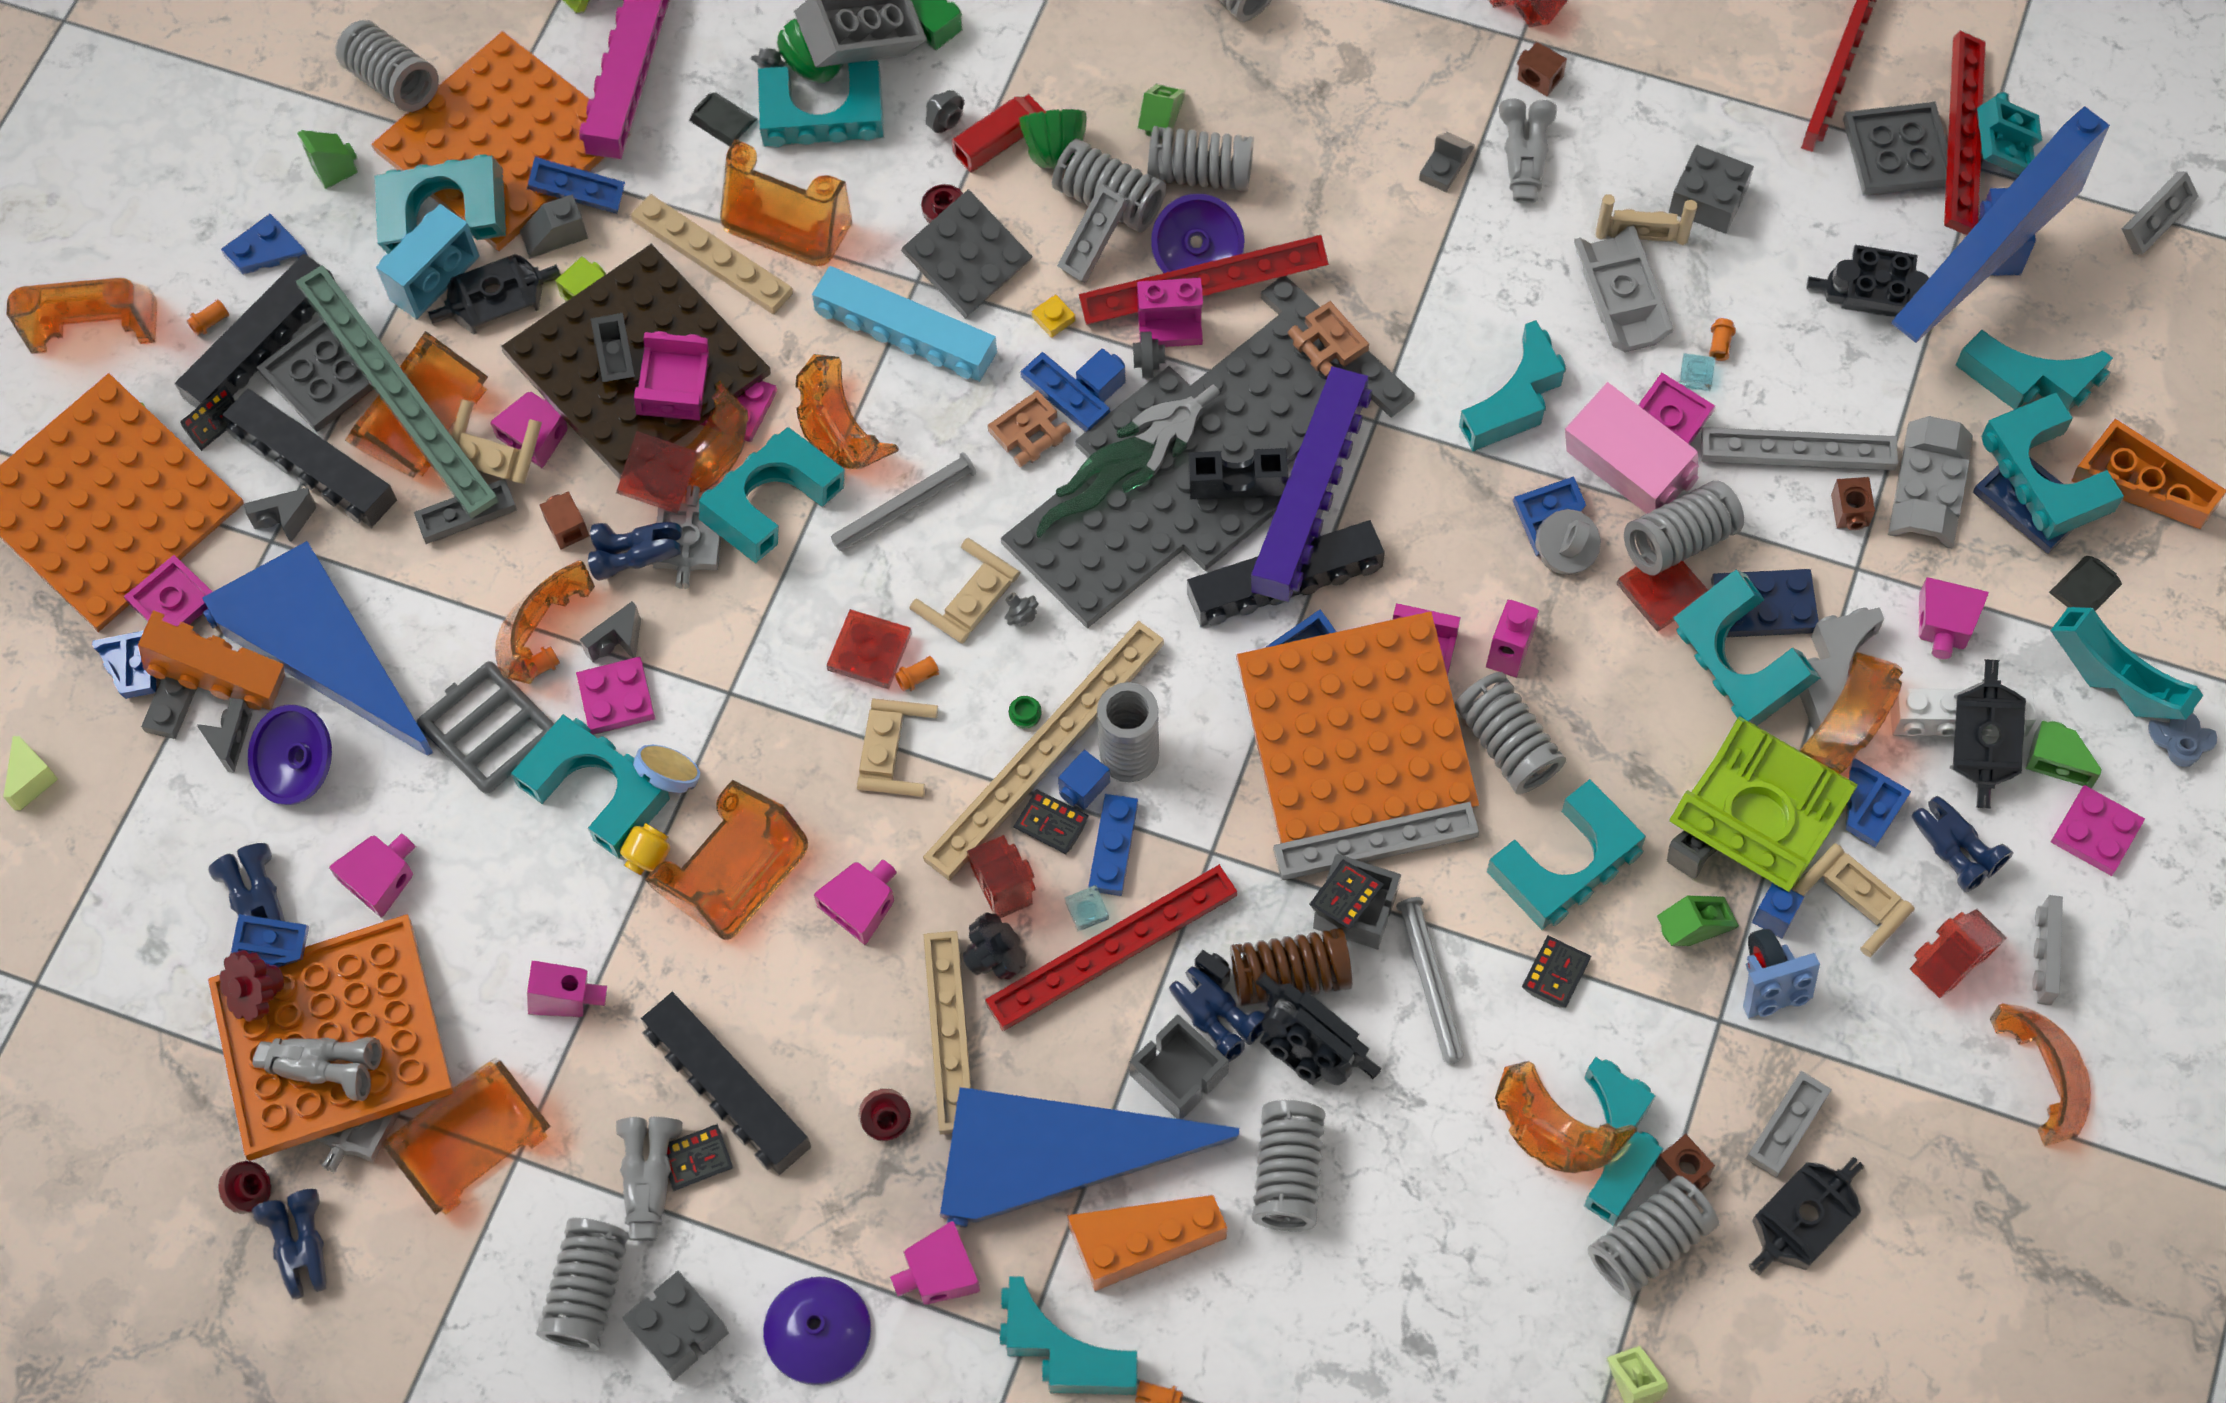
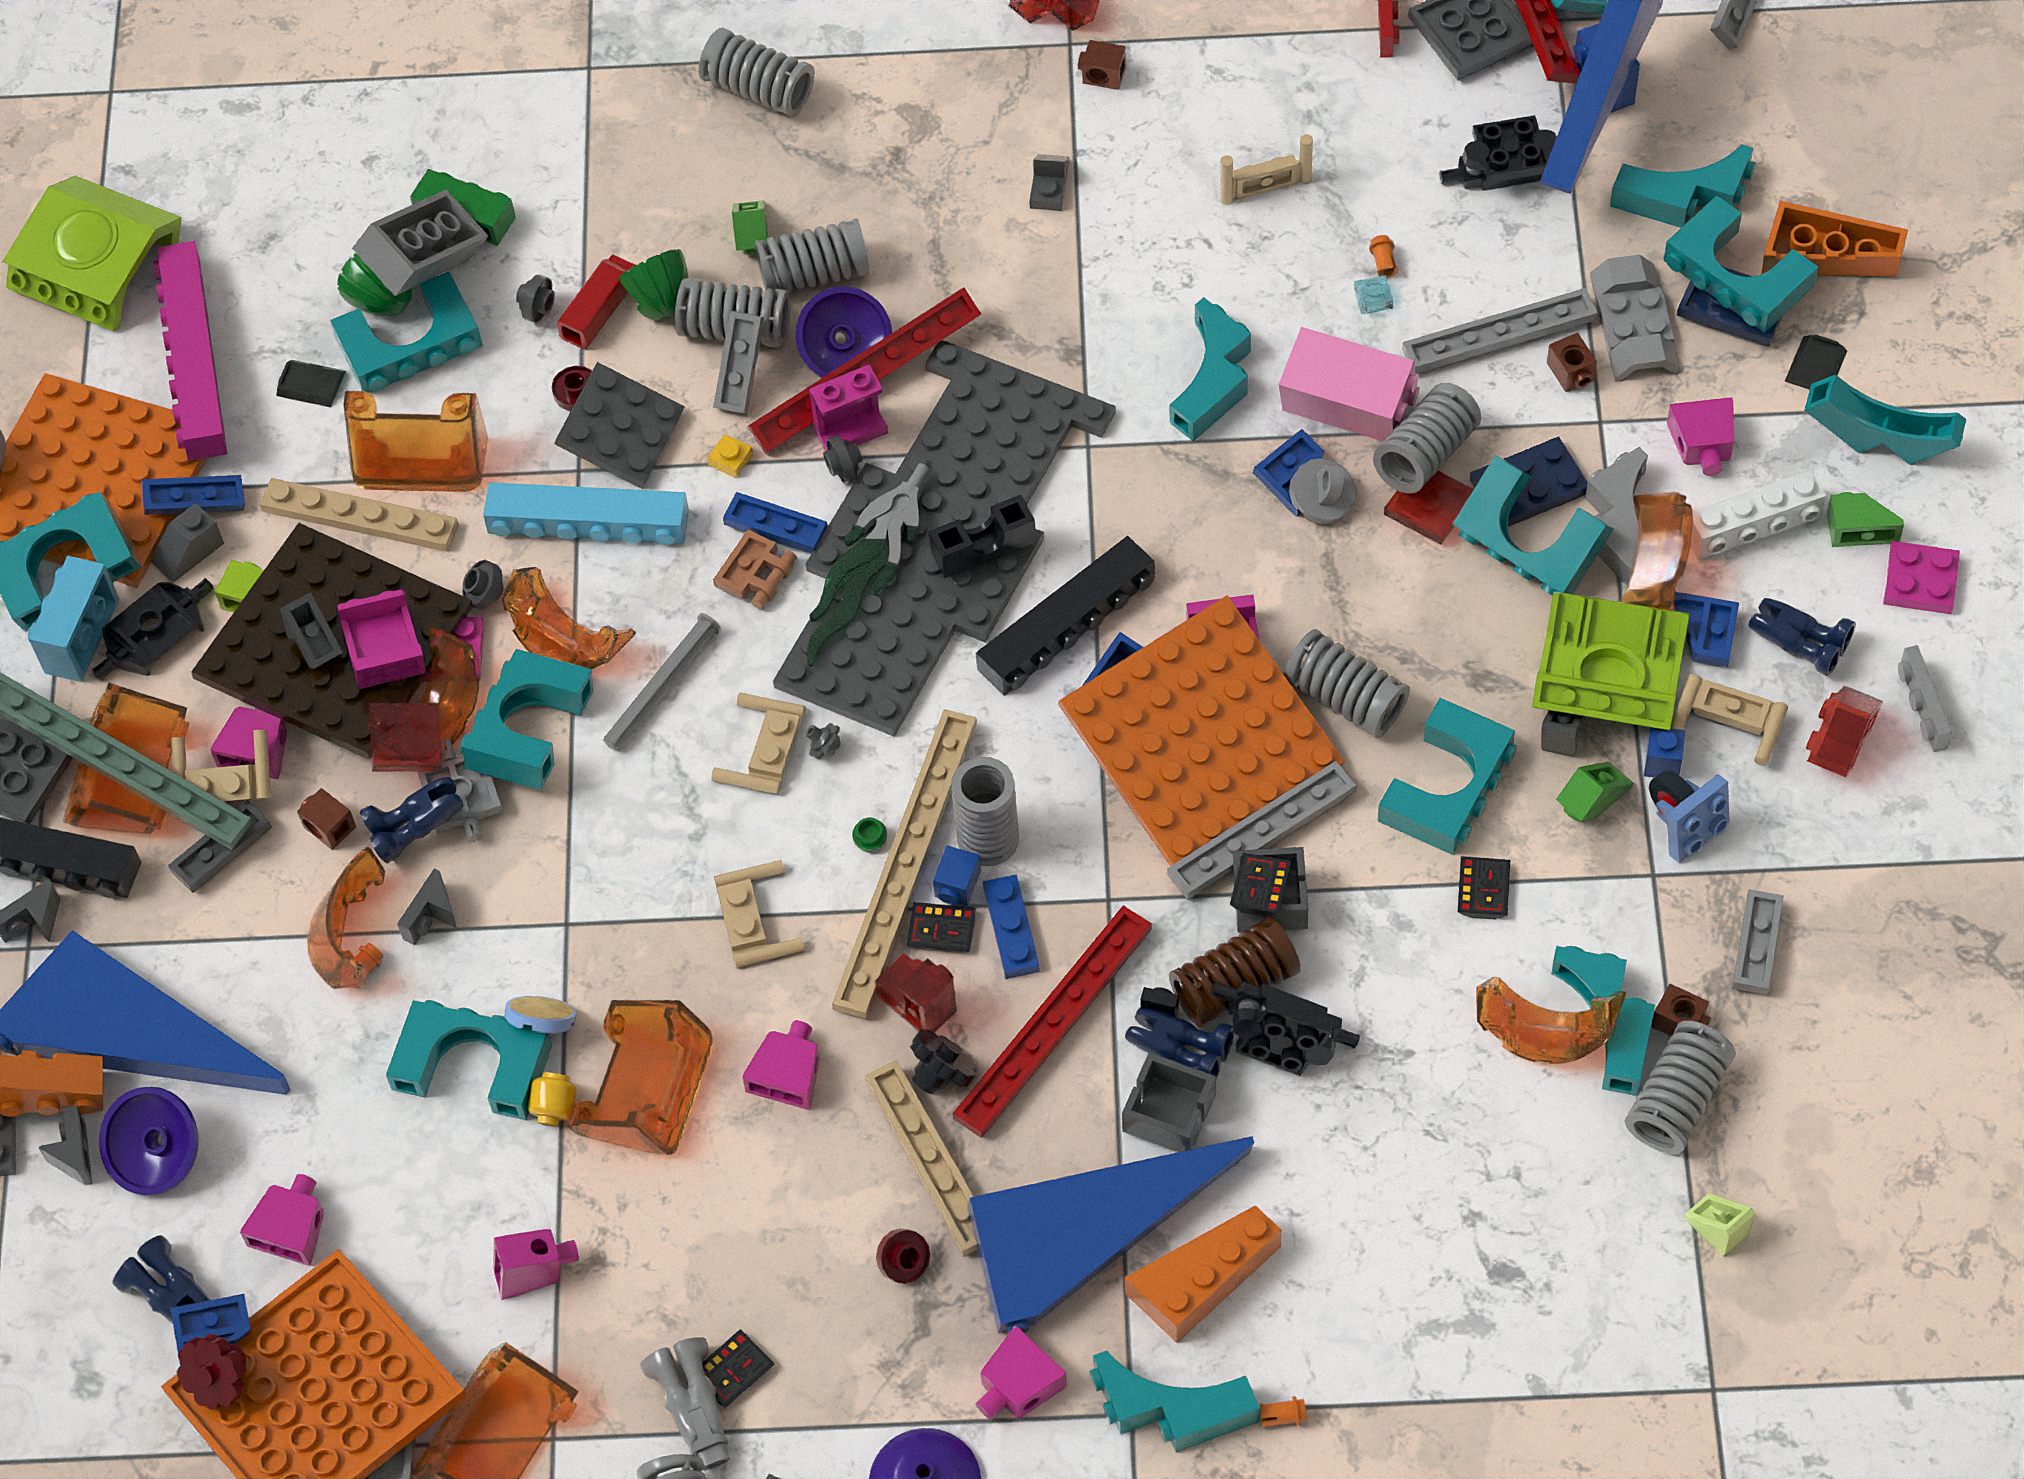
camera: 20 degrees left, 5 degrees down
(310, 1061) = (314, 1417): light grey piece -> none
(468, 763) = (332, 1085): dark grey bar -> none
(615, 695) = (453, 966): dark pink plate -> none
(725, 1083) = (732, 1287): black brick -> none
(768, 58) = (333, 308): dark grey plant -> none
(787, 356) = (483, 584): none -> dark grey plate
(869, 649) = (689, 831): clear red plate -> none
(917, 673) = (741, 843): orange pin -> none
(1086, 908) = (1012, 993): clear light blue plate -> none
(1102, 374) = (805, 492): blue brick -> none
(1288, 1165) = (1313, 1153): light grey piece -> none
(1310, 485) = (1056, 522): dark purple brick -> none
(1335, 332) = (1017, 375): nougat plate -> none
(1431, 979) = (1370, 936): light grey axle -> none
(1514, 631) = (1309, 587): dark pink torso -> none
(1525, 157) = (1123, 152): light grey piece -> none
(1624, 291) = (1274, 242): light grey piece -> none
(1677, 407) = (1372, 328): dark pink plate -> none
(1715, 185) = (1315, 112): dark grey piece -> none
(1790, 1237) = (1803, 1041): black plate -> none
(1975, 709) = (1785, 550): black plate -> none
(2062, 1062) = (1980, 796): clear orange windscreen -> none
(2183, 739) = (1962, 468): sand blue plate -> none

